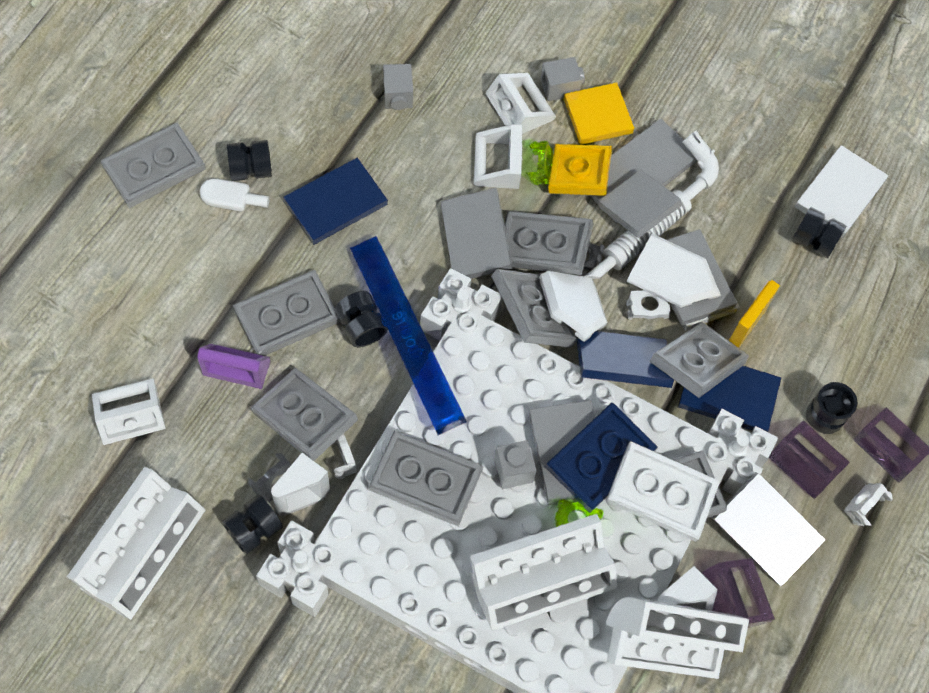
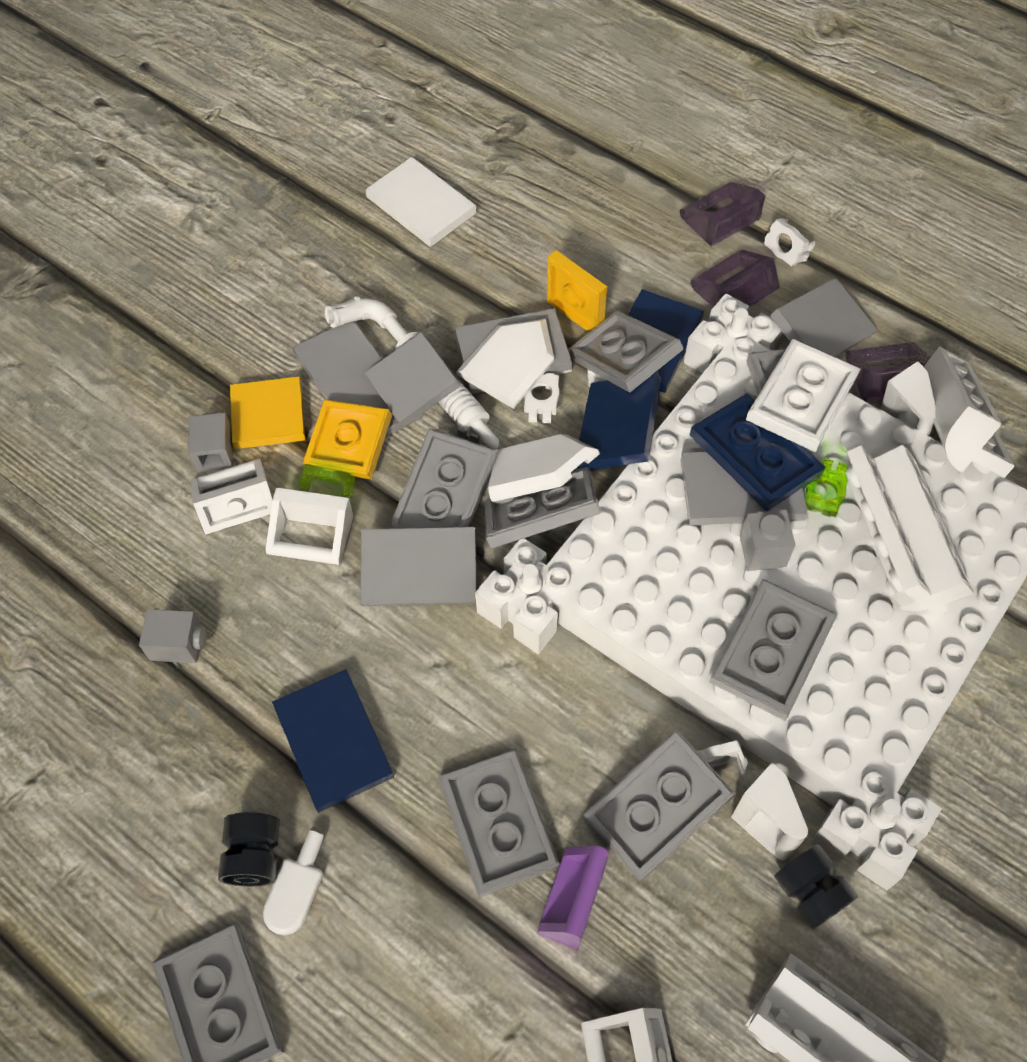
camera: 75 degrees left, 5 degrees down
(263, 485) = (750, 850): flat silver piece -> none
(361, 318) = (540, 713): black wheel -> none
(408, 336) = (561, 655): clear blue tile -> none
(819, 232) = (474, 223): black wheel -> none
(831, 407) = (685, 248): black wheel -> none

